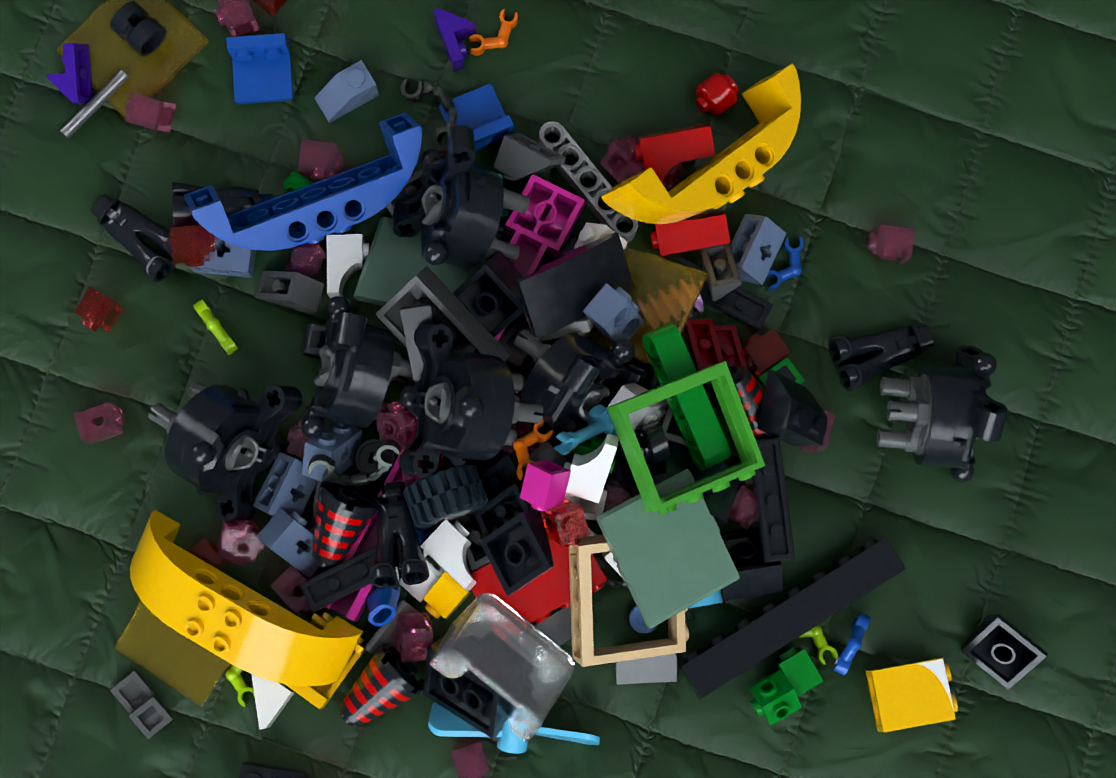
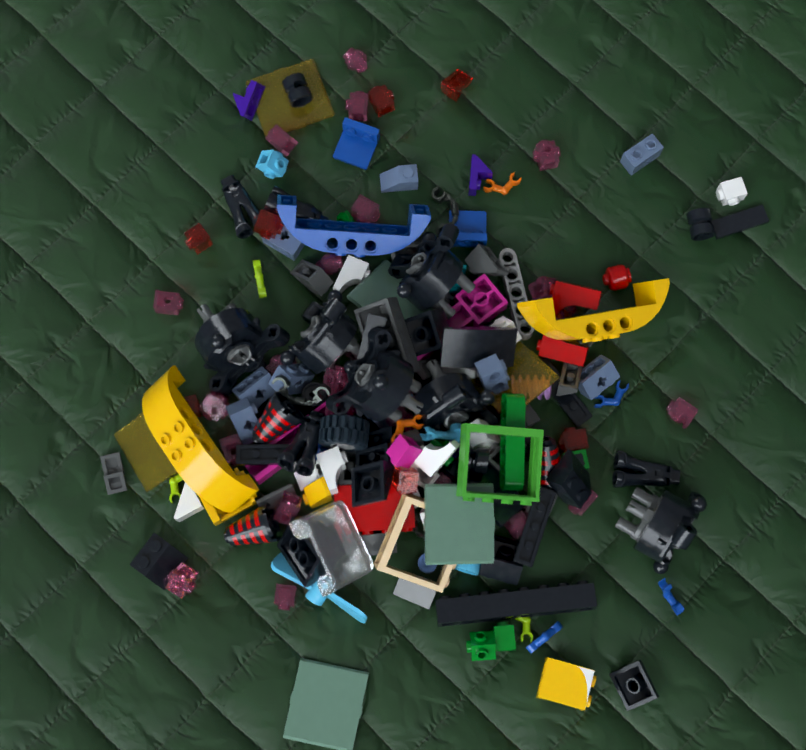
camera: 30 degrees right, 5 degrees down
(95, 103) = (253, 121): flat silver bar -> none
(153, 152) = (272, 163): none -> medium azure brick
(382, 605) = (278, 480): blue piece -> none
(713, 343) = (544, 419): dark red slope -> none
(1006, 514) = (667, 594): none -> blue arm

